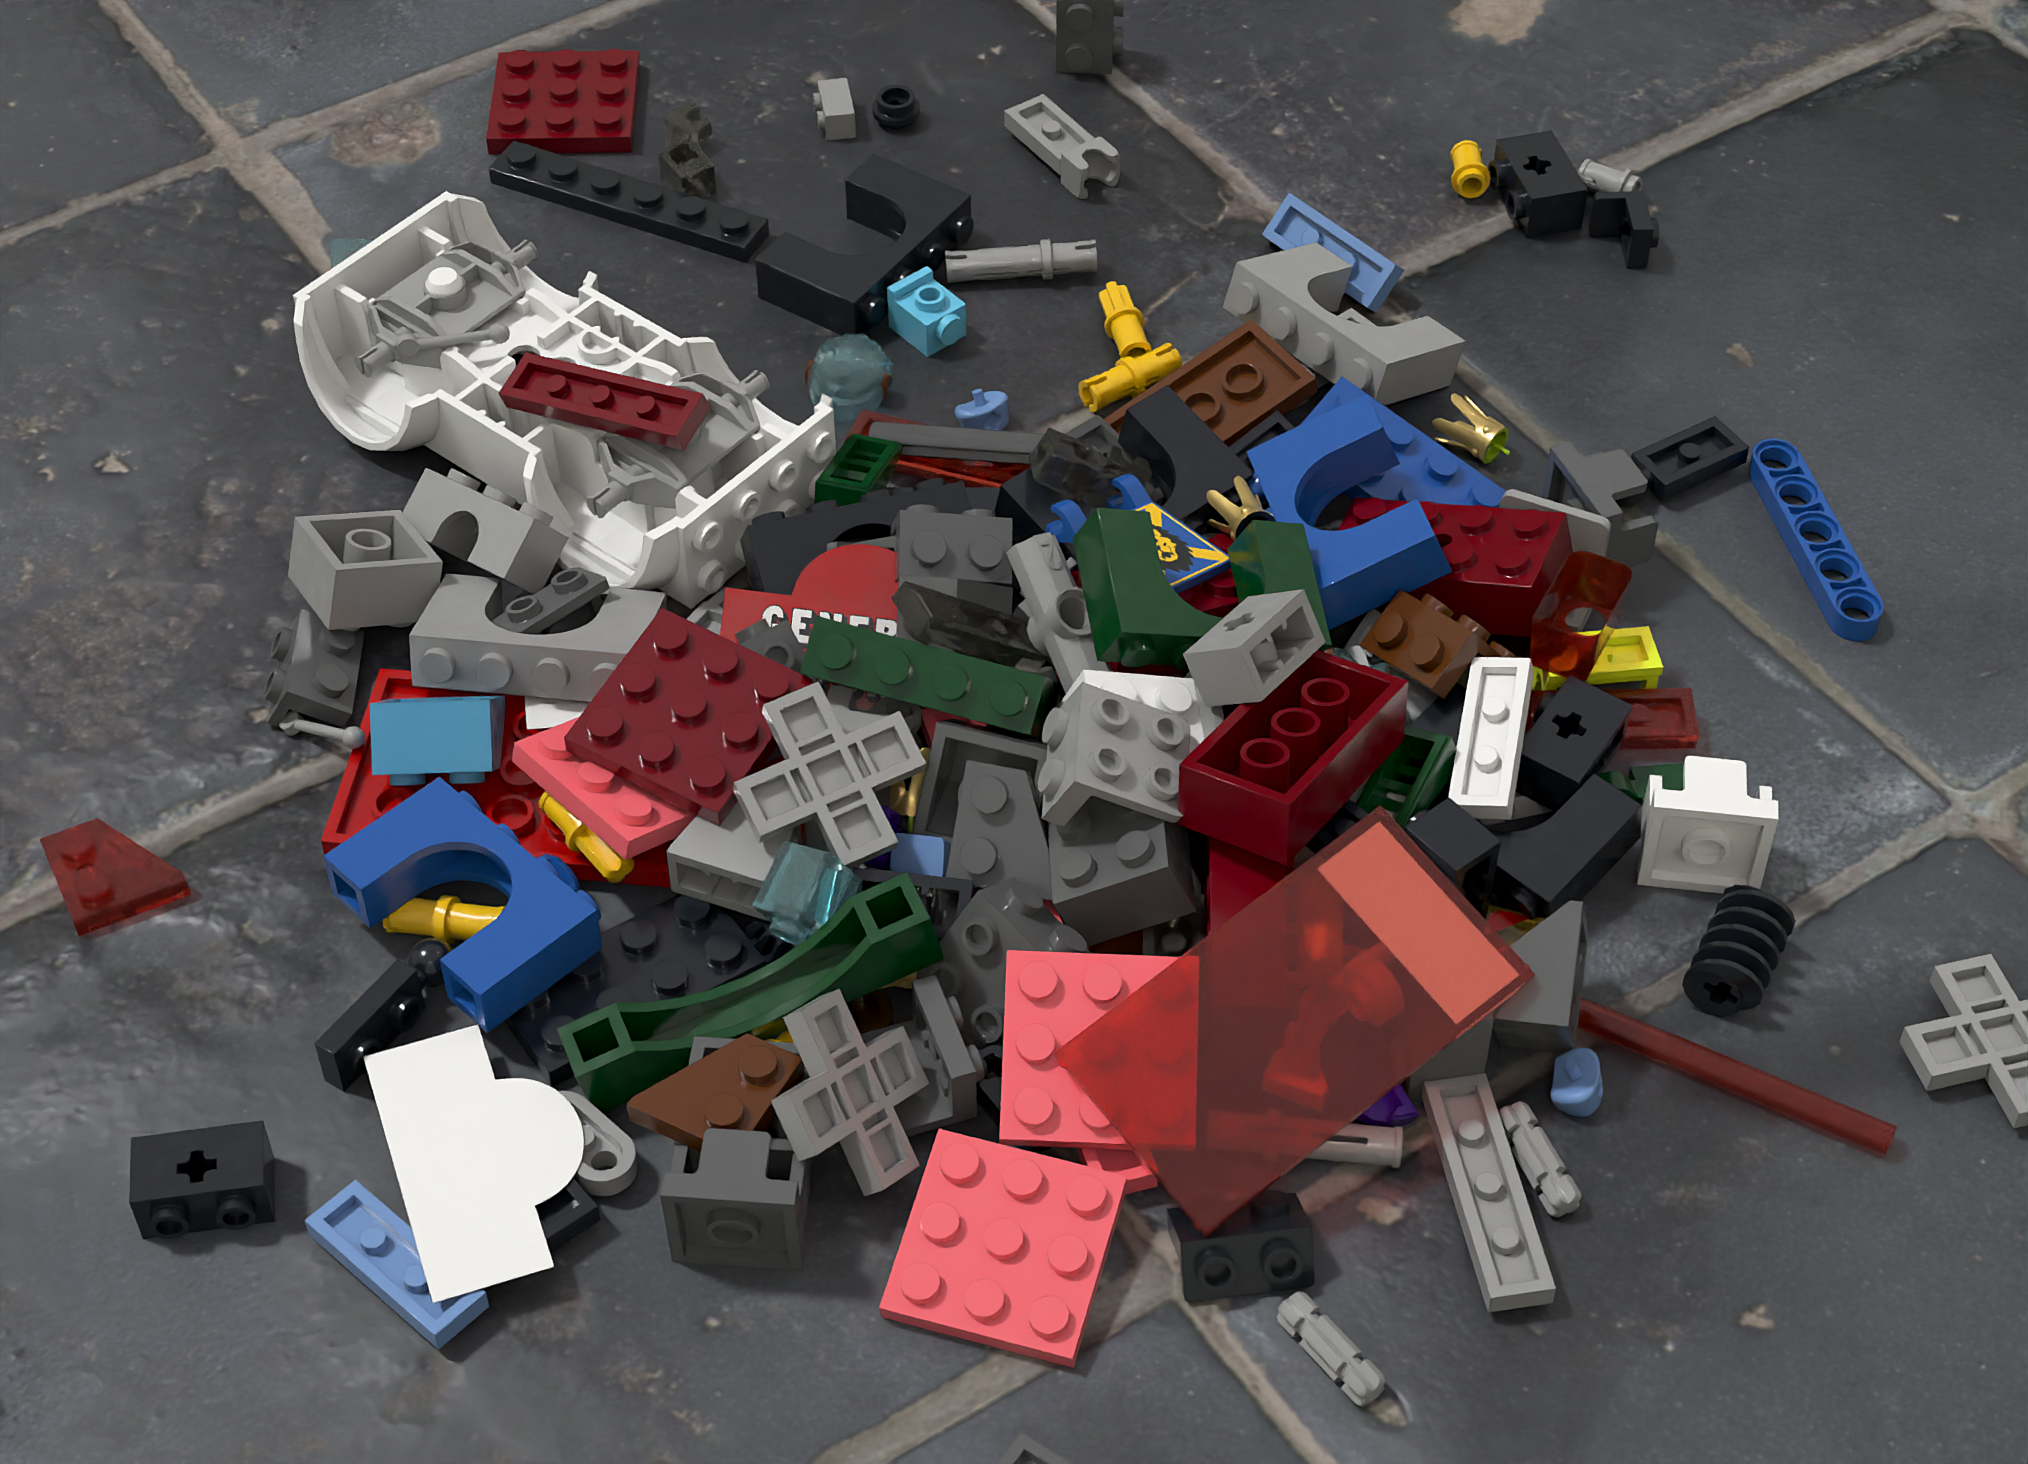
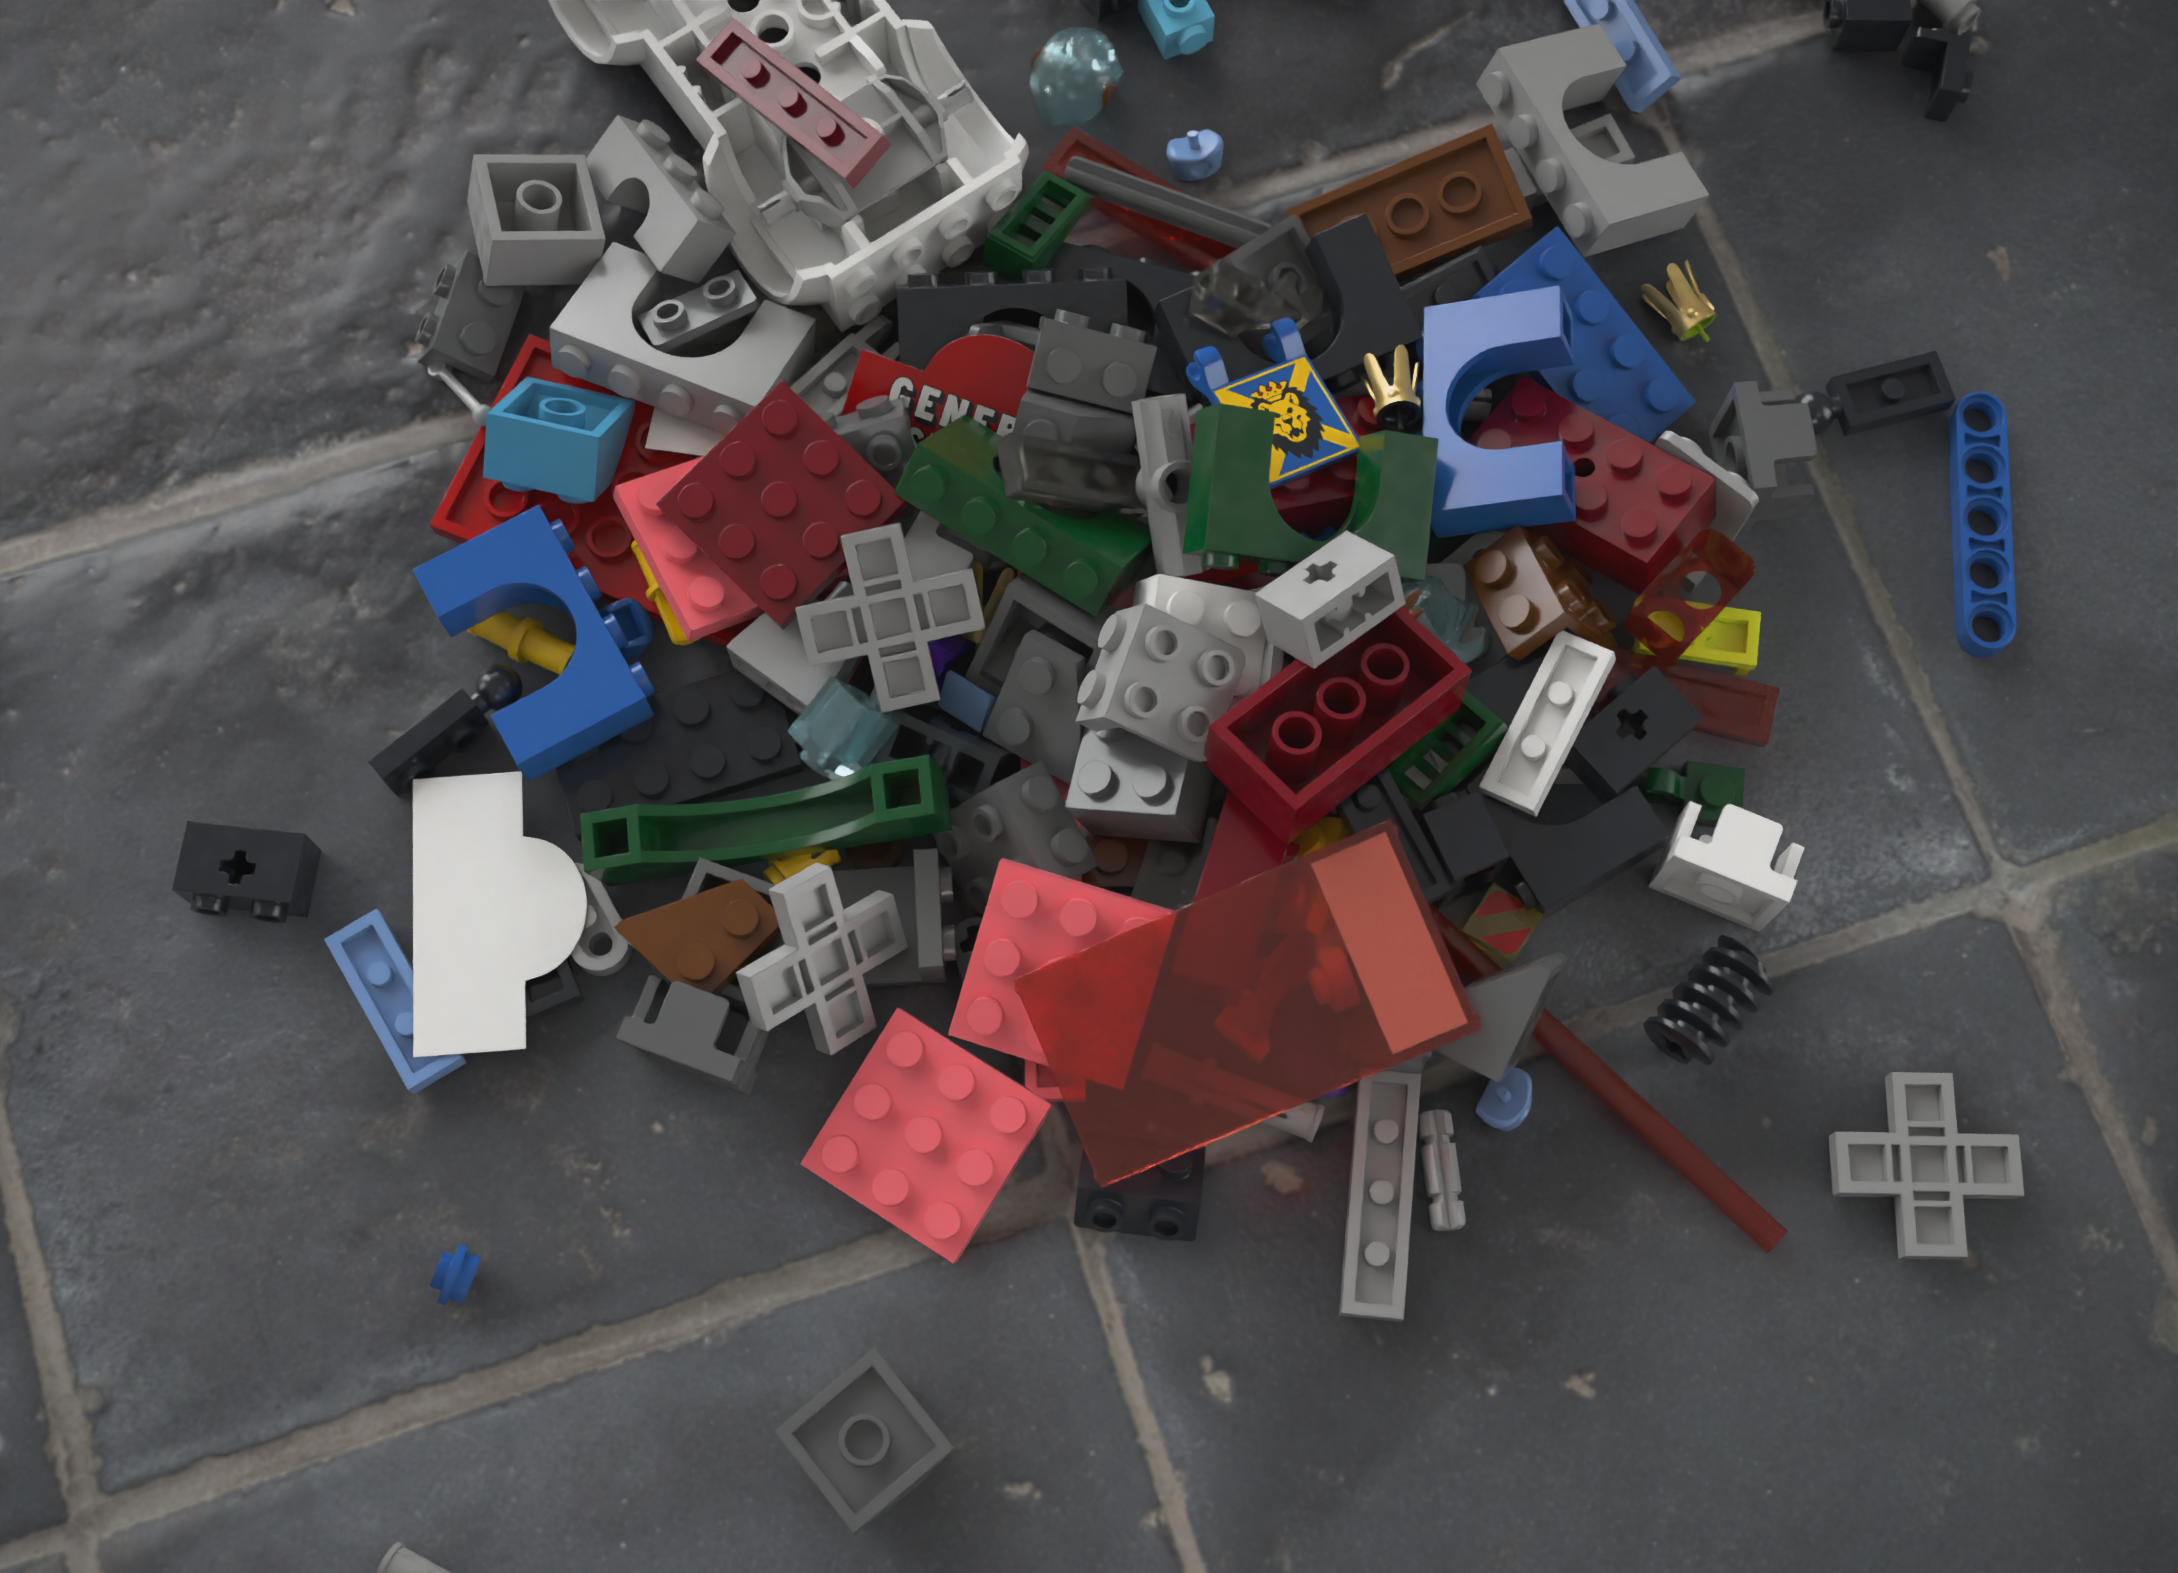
camera: 15 degrees right, 25 degrees up
(108, 875) = (234, 504): clear red wing -> none
(1123, 321) = (1373, 72): yellow axle -> none
(1129, 377) = (1357, 143): yellow pin -> none
(1331, 1348) = (1185, 1314): light grey axle -> none

